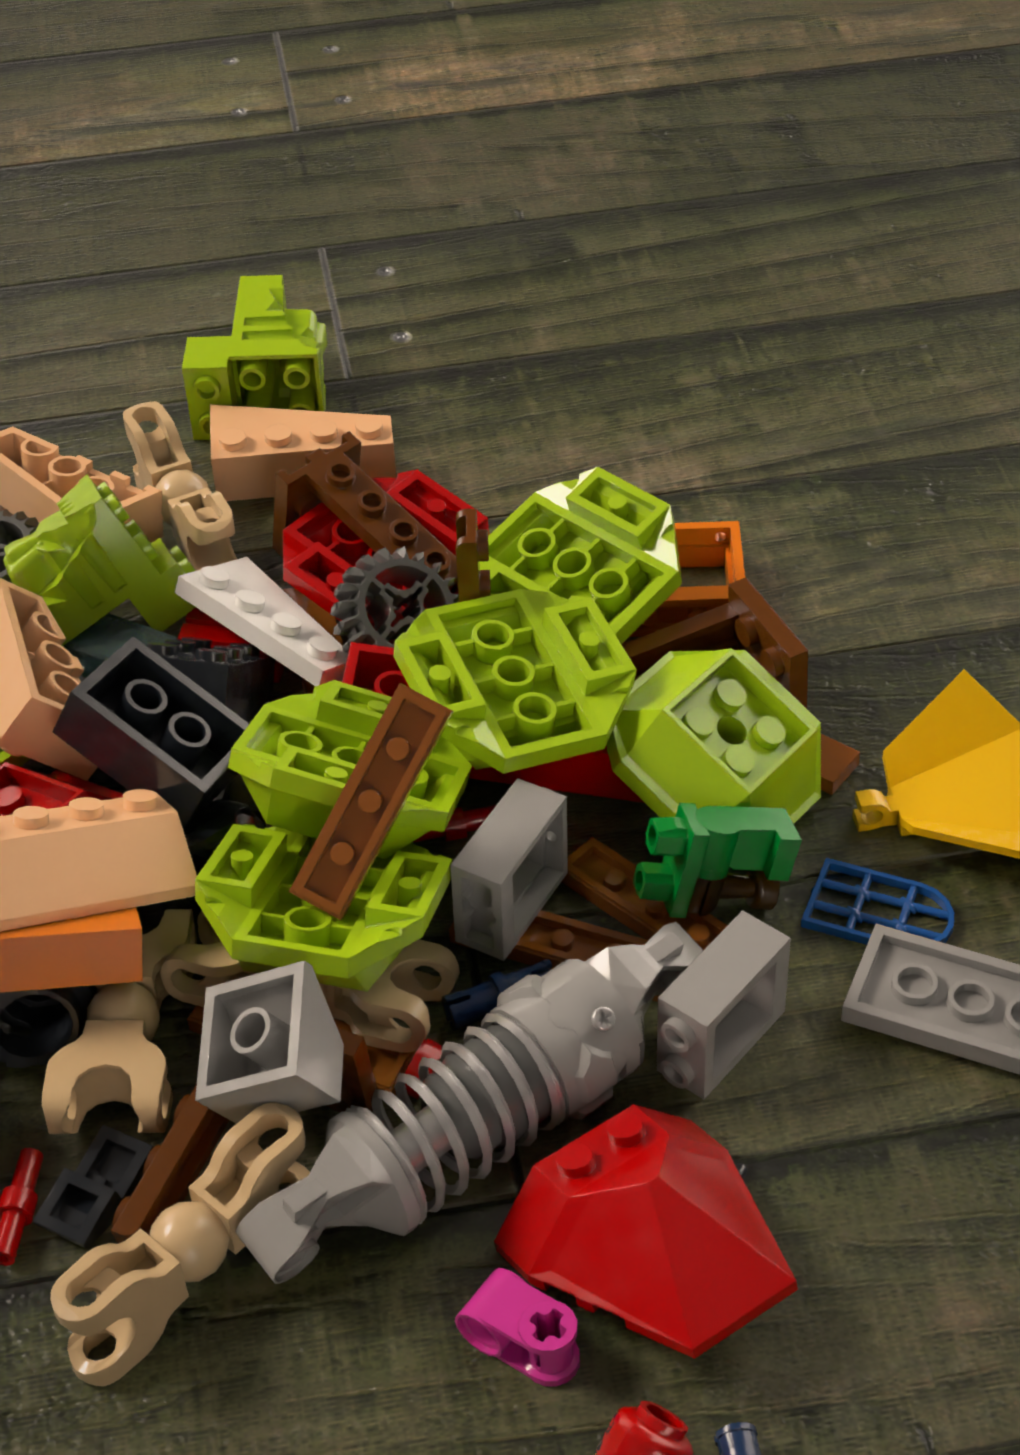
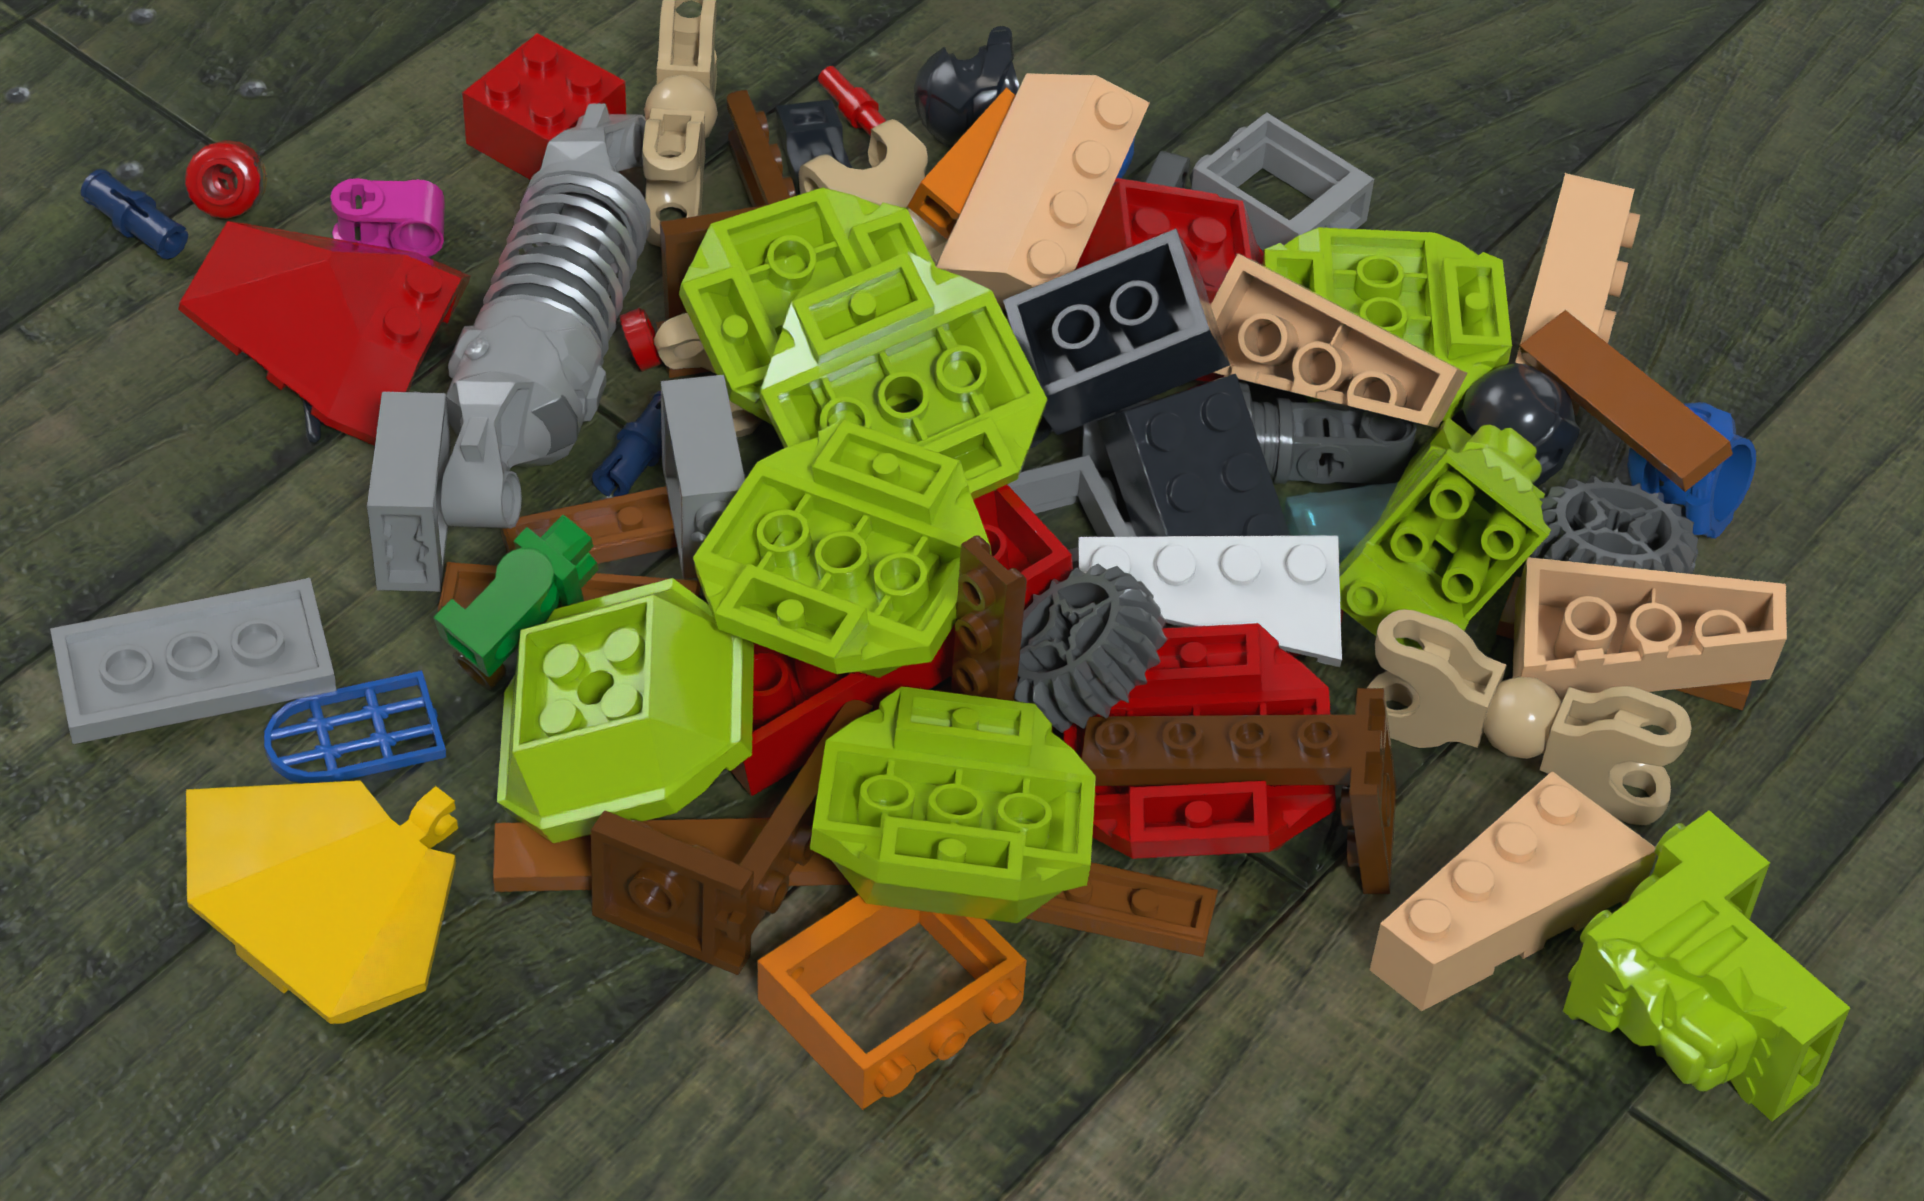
camera: 135 degrees right, 5 degrees up
(269, 1043) = (716, 171): light grey slope -> none
(287, 1354) = (534, 99): none -> red brick
(371, 801) = (797, 285): dark orange tile -> none

